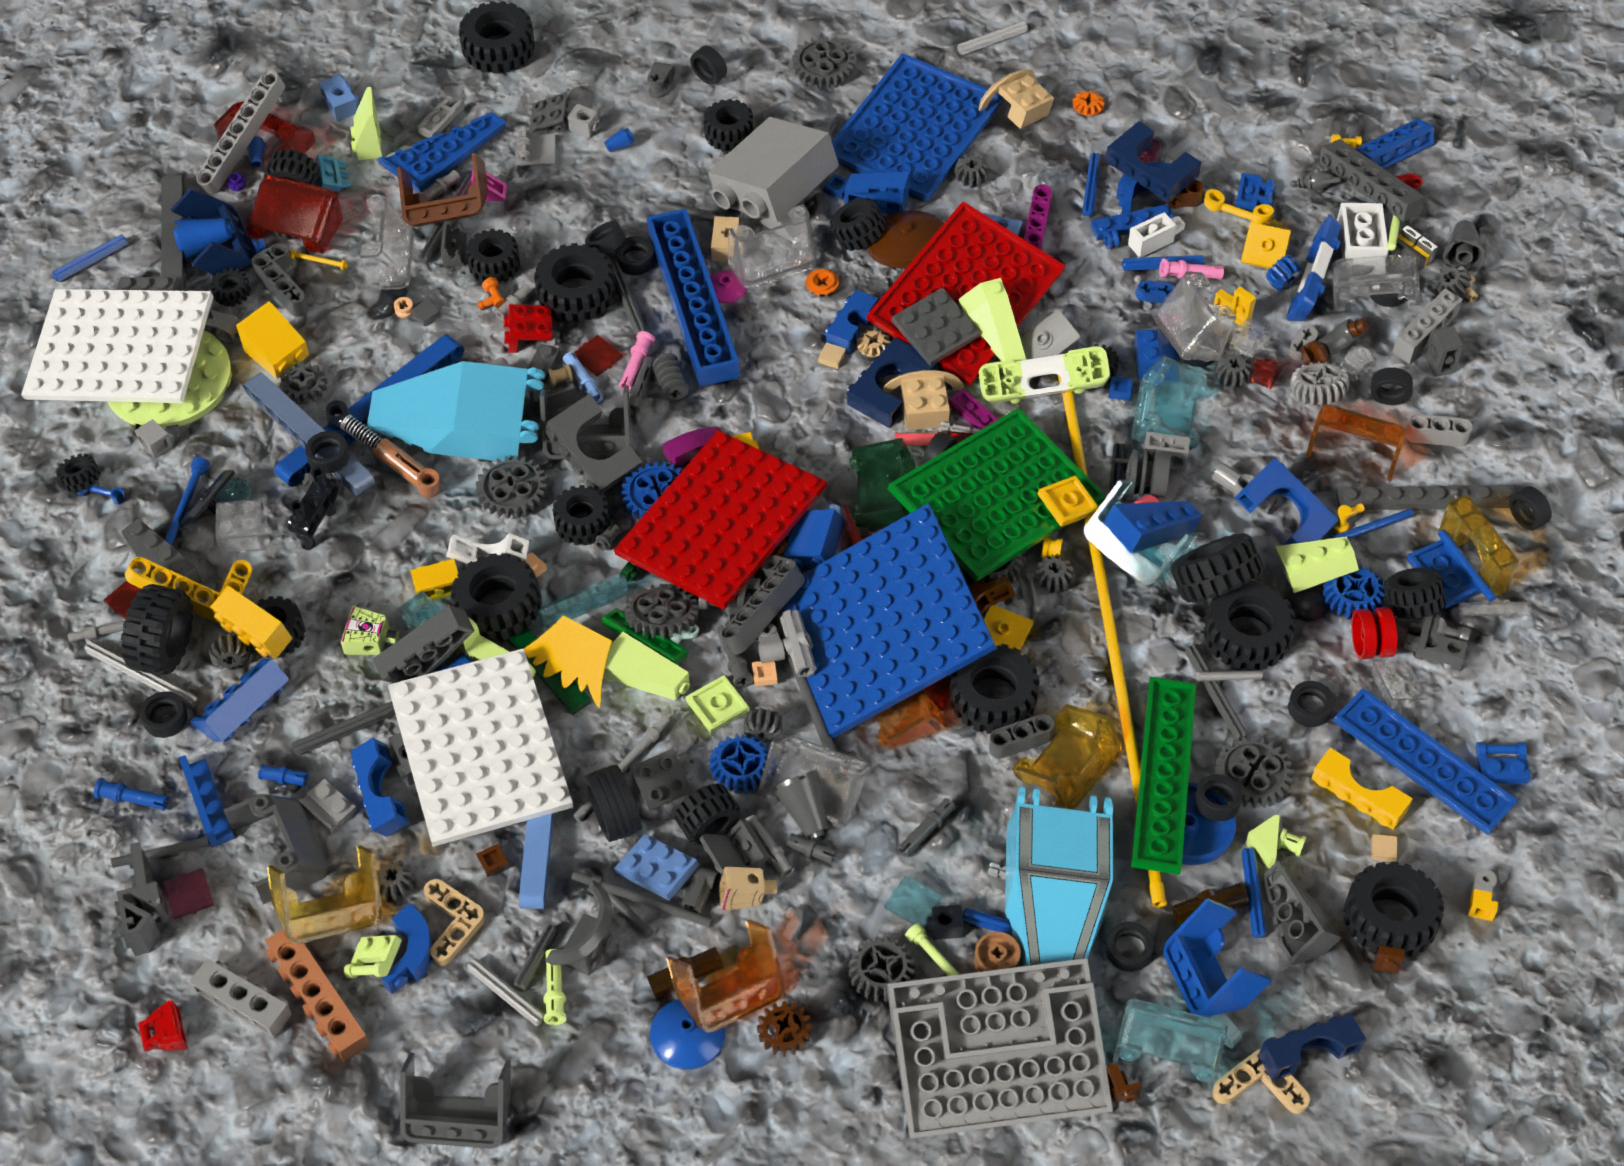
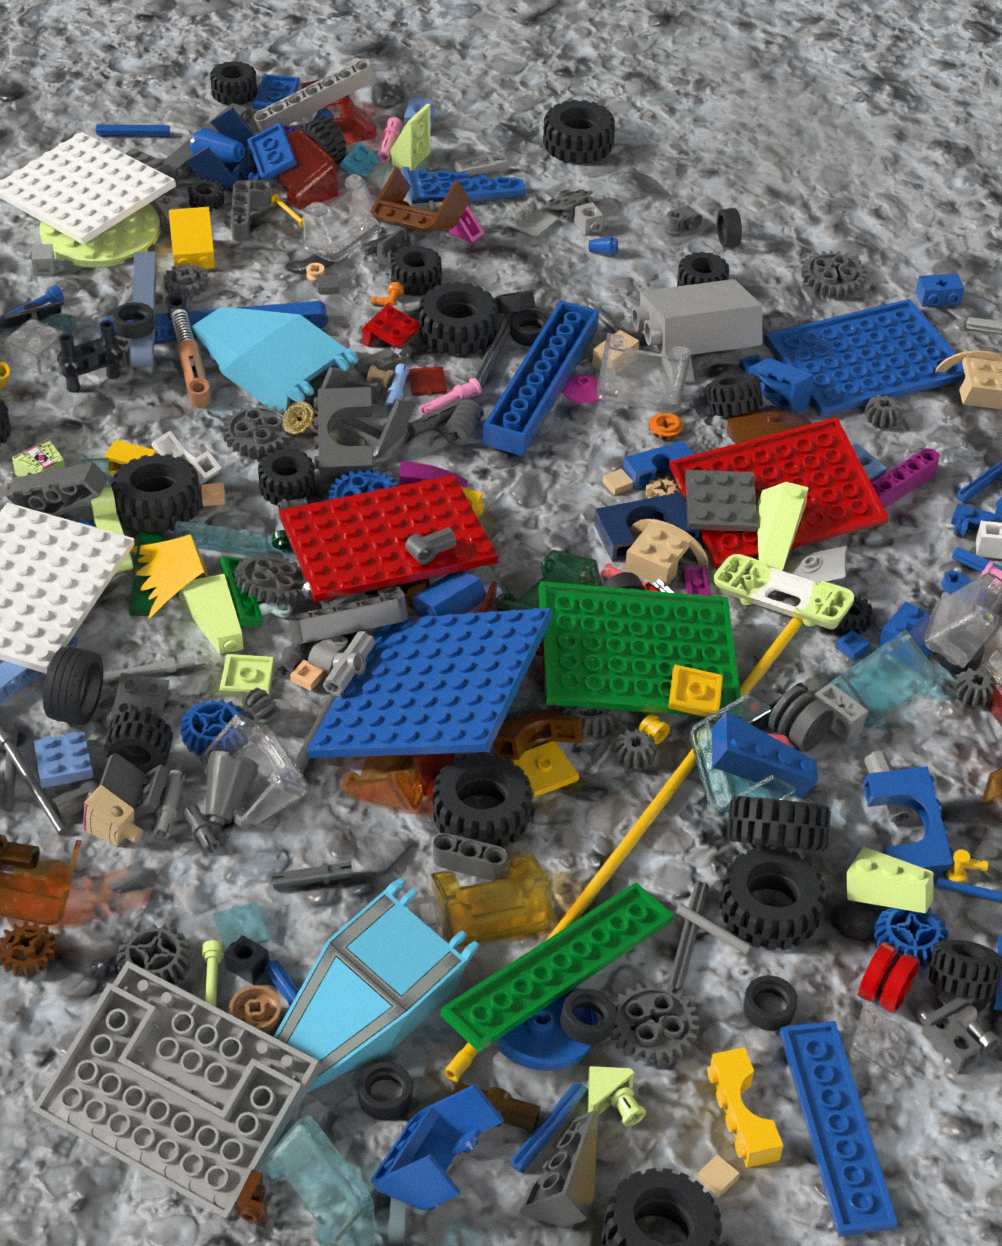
camera: 35 degrees right, 10 degrees down
(137, 156) = (233, 83): none -> black tyre
(181, 143) = (273, 89): none -> blue tile
(259, 211) = (272, 151): none -> blue tile
(344, 151) = (390, 135): none -> bright pink pin
(539, 448) = (290, 421): none -> clear yellow gear
(774, 508) = (426, 547): none -> dark grey piece
(916, 31) = (939, 290): none -> blue brick
(1503, 769) = (915, 1189): blue plate -> none

